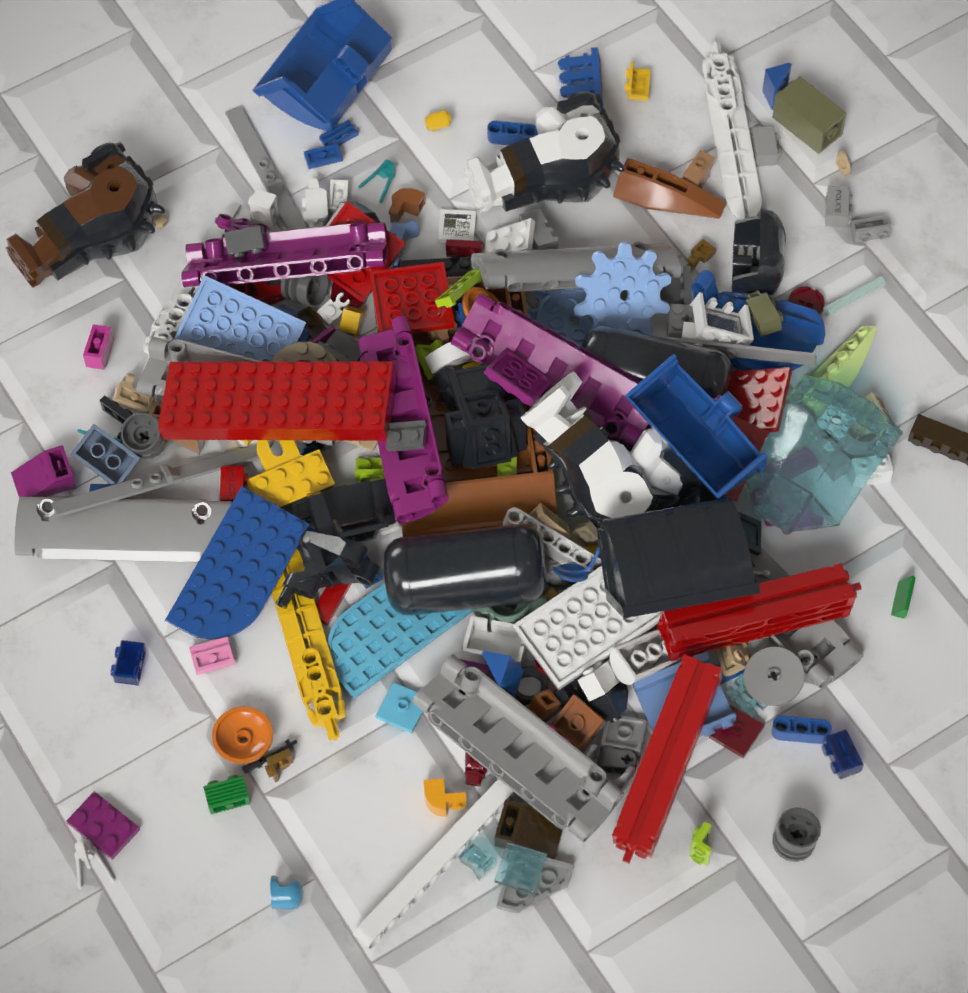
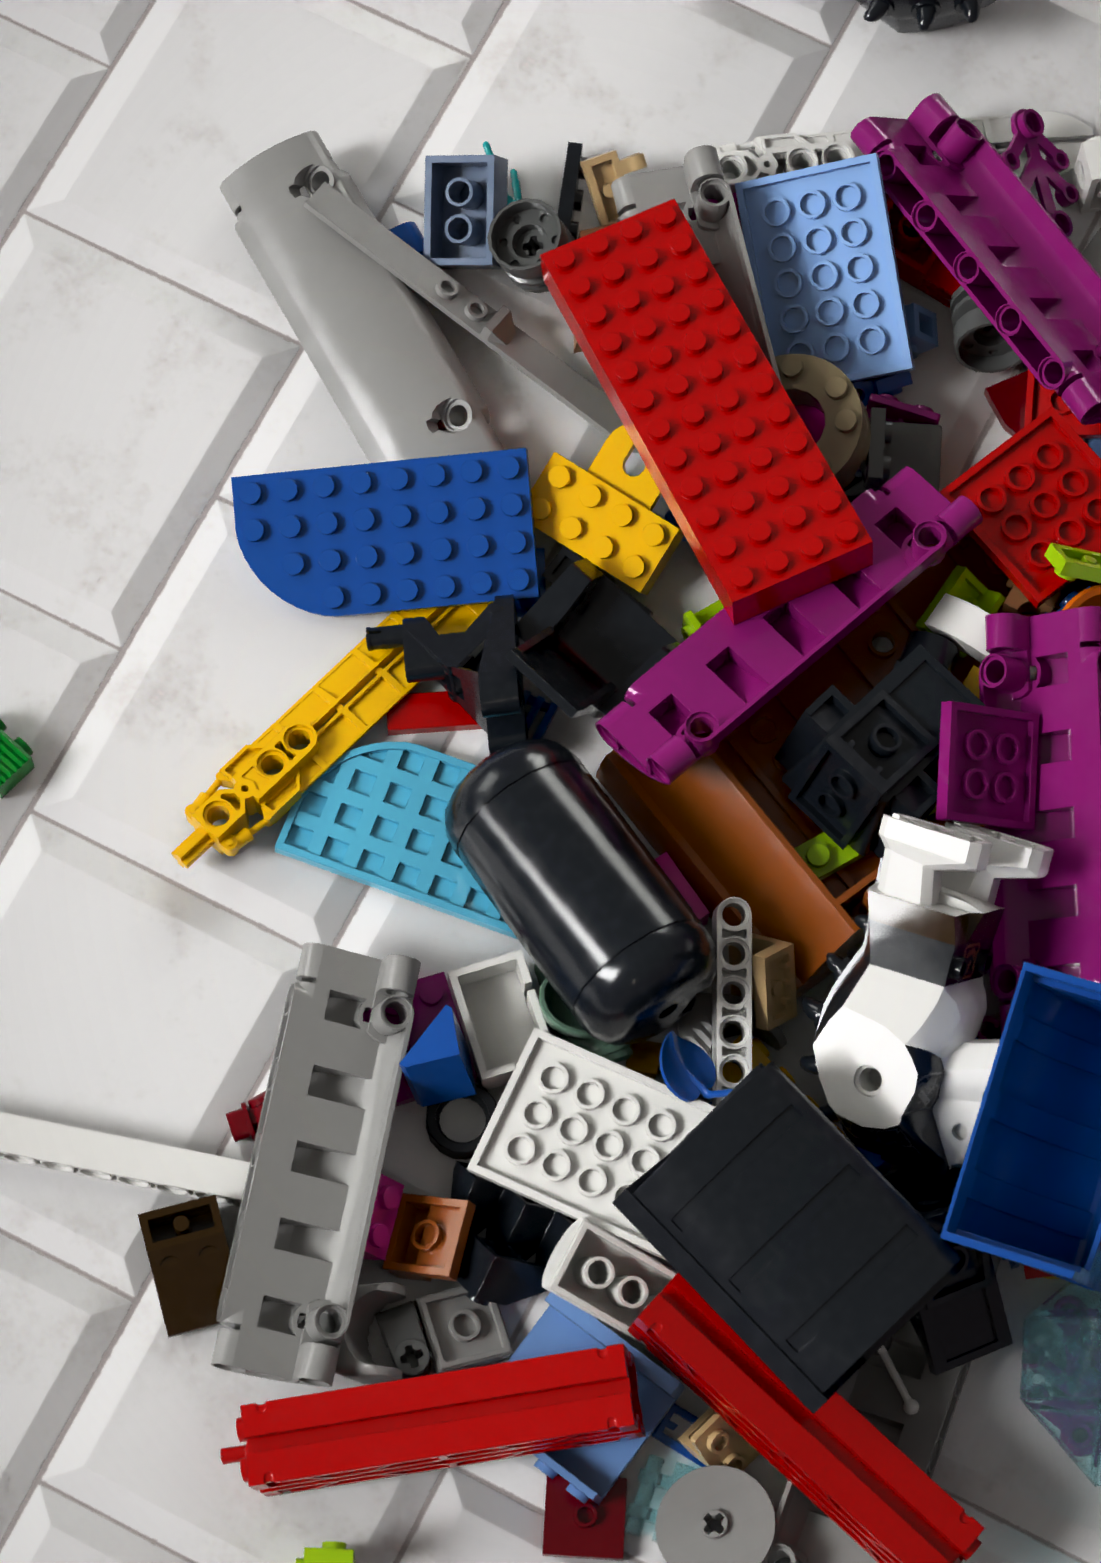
camera: 55 degrees right, 10 degrees up
(44, 474) = (385, 146): magenta slope -> none
(98, 347) = (668, 81): dark pink brick -> none
(129, 662) = (133, 470): clear blue brick -> none
(160, 221) = (975, 32): tan hinge -> none
(212, 655) = (221, 587): bright pink plate -> none
(231, 481) = (546, 432): red brick -> none
(242, 724) = (96, 694): orange dish -> none
(245, 241) = (998, 179): dark grey brick -> none
(258, 763) = (77, 768): black piece -> none
(278, 761) = (95, 800): pearl gold bracket -> none
(312, 321) = (933, 379): dark brown plate -> none
(332, 310) = (979, 396): white plate -> none
(352, 319) = (980, 437): yellow brick -> none
(399, 709) = (300, 922): medium azure plate -> none
(406, 436) = (753, 648): dark grey plate -> none
(438, 801) = (168, 1083): light orange brick -> none
(478, 860) = (93, 1211): clear light blue slope -> none
(520, 868) = (112, 1289): clear light blue plate -> none
(544, 705) = (422, 1160): dark orange brick -> none
(553, 879) = (110, 1318): light grey plate -> none
(584, 534) = (786, 1049): dark tan bracket -> none
(598, 680) = (521, 1227): white brick -> none

